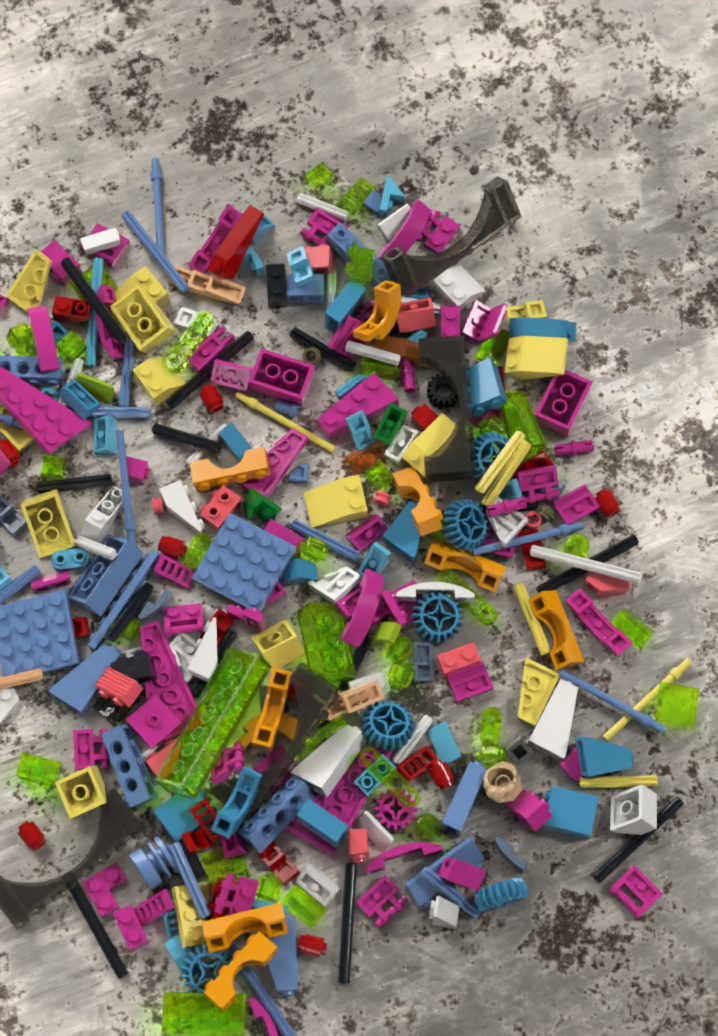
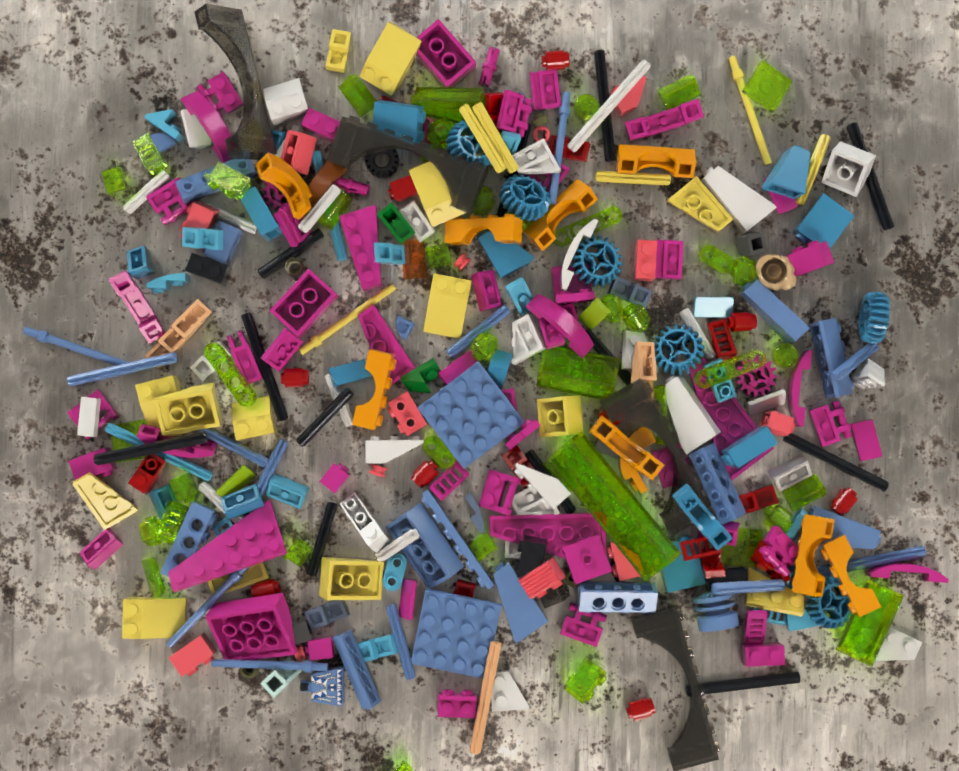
camera: 70 degrees left, 15 degrees up
(43, 338) = (166, 511): dark pink slope -> none
(82, 791) = (622, 649): light yellow slope -> none
(100, 885) = (711, 666): dark pink plate -> none
(129, 524) = (385, 504): medium blue bar -> none
(130, 612) = (473, 539): black axle -> none
(228, 760) = (660, 513): dark pink plate -> none
(234, 247) = (152, 290): red slope -> none
(286, 407) = (334, 311): medium blue pin -> none
(381, 943) = (866, 440): none -> dark pink slope
(447, 492) = (485, 201): none -> clear neon green brick
(462, 873) = (847, 345): dark pink hinge -> none
(483, 321) = (332, 92): dark pink bracket -> none
(505, 850) = (834, 294): sand blue slope -> none
(506, 507) = (525, 152): dark pink pin -> none
(542, 328) = (363, 42): dark azure arch -> none
(640, 887) = (914, 193): dark pink plate -> none
(646, 720) = (770, 120): medium blue bar -> none

